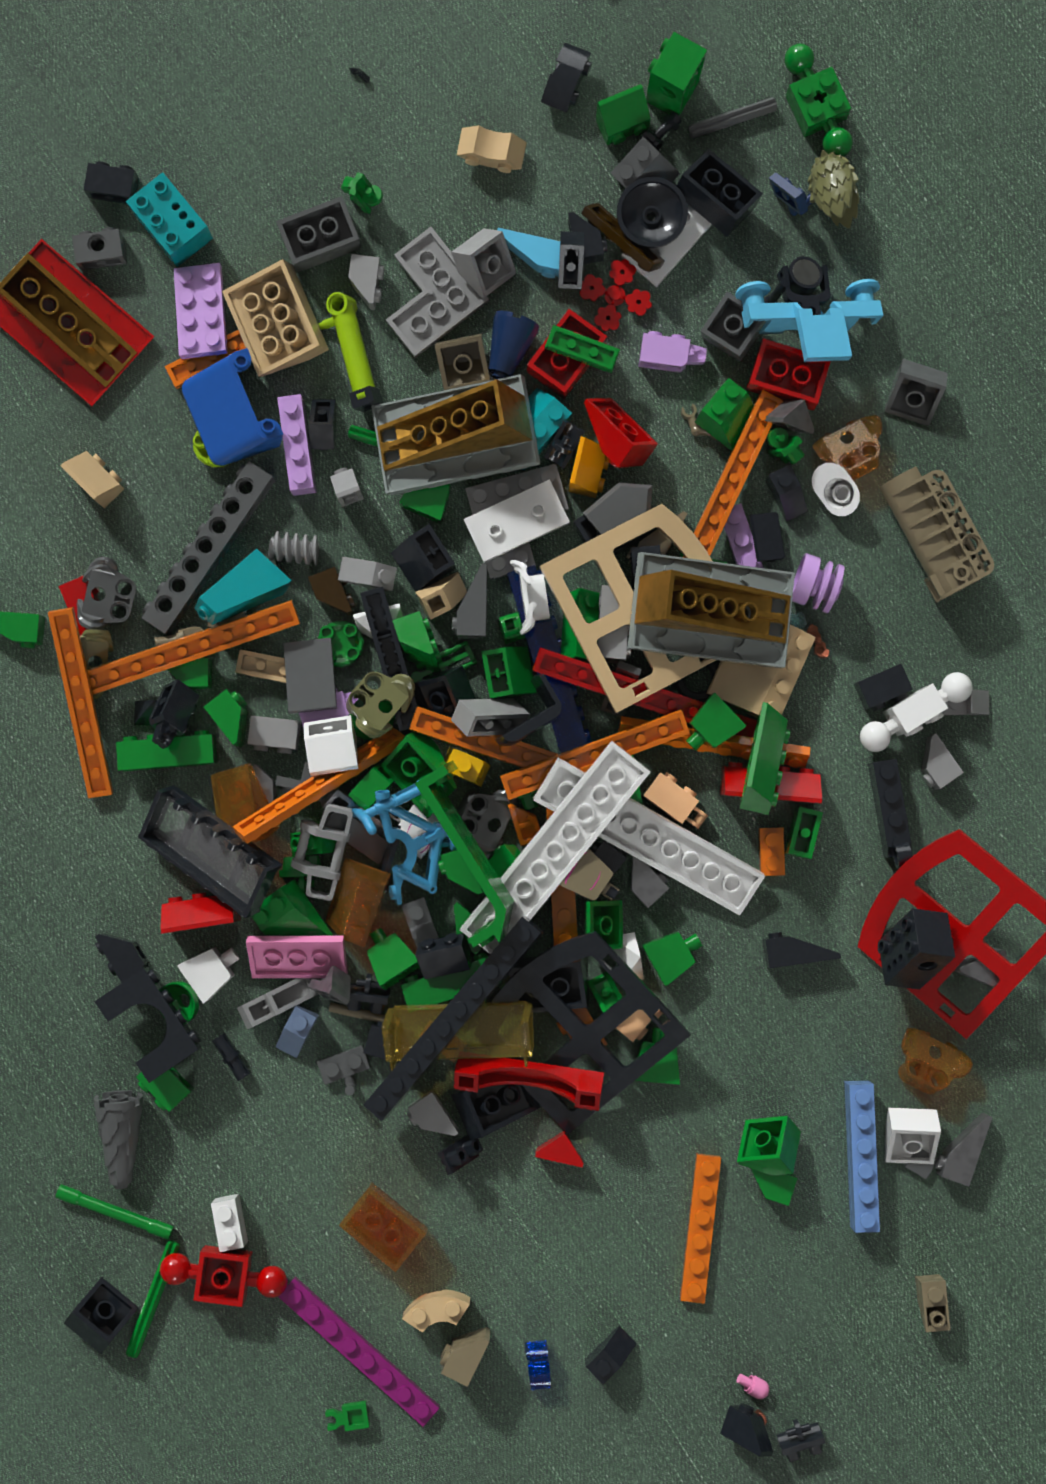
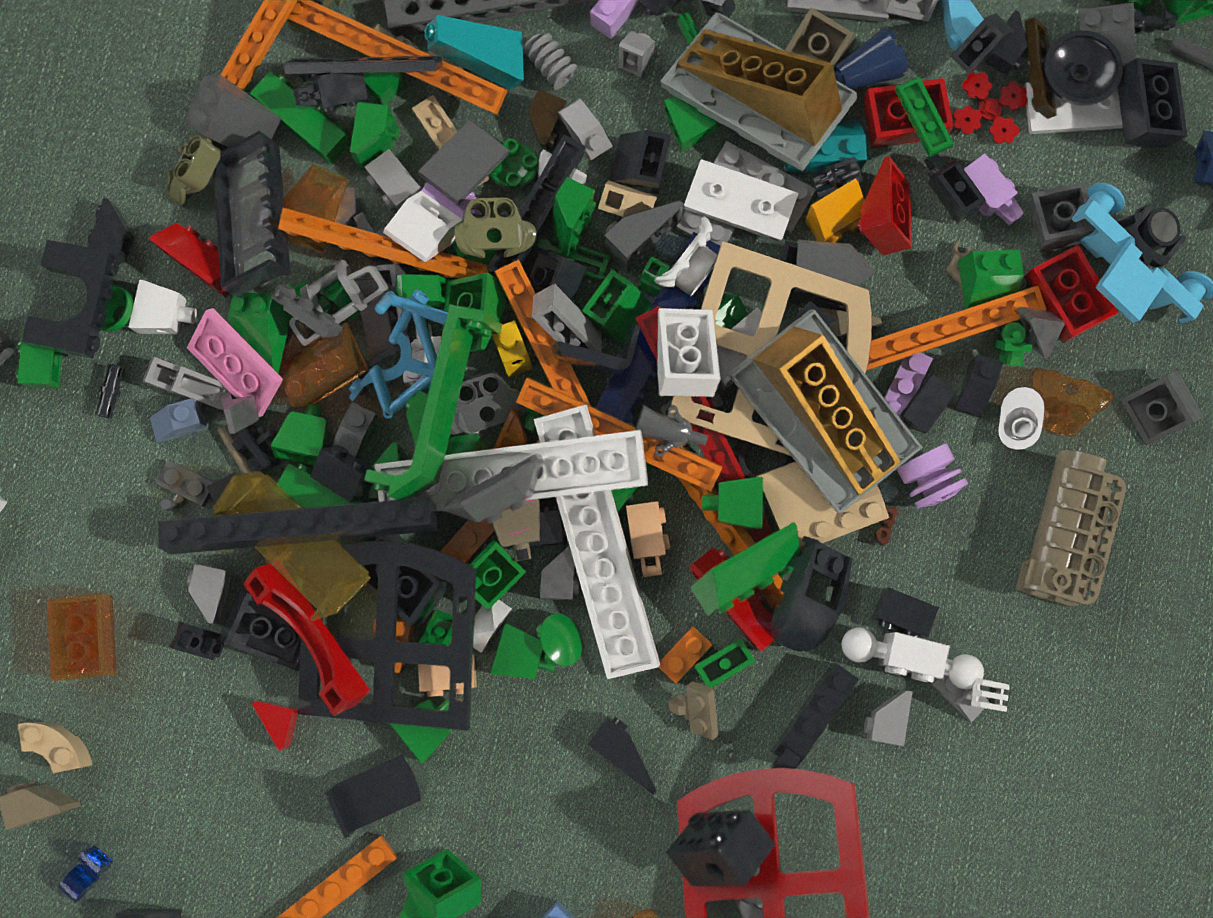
camera: 50 degrees right, 5 degrees down
(120, 797) = (228, 113): none -> dark grey slope
(132, 855) = (193, 168): none -> olive piece
(180, 677) = (363, 64): none -> black tile
(315, 878) = (305, 312): none -> dark grey hinge
(561, 871) = (497, 493): none -> dark grey wedge
(590, 661) = (687, 353): none -> white slope
(625, 720) = (662, 427): none -> dark grey piece
(645, 375) = (953, 187): none -> black hinge
(667, 1132) = (373, 794): none -> black piece
(687, 921) = (560, 640): none -> green dish
(815, 876) = (698, 708): none -> dark tan hinge
(828, 757) = (799, 620): none -> black slope
(991, 681) = (998, 696): none -> white tile

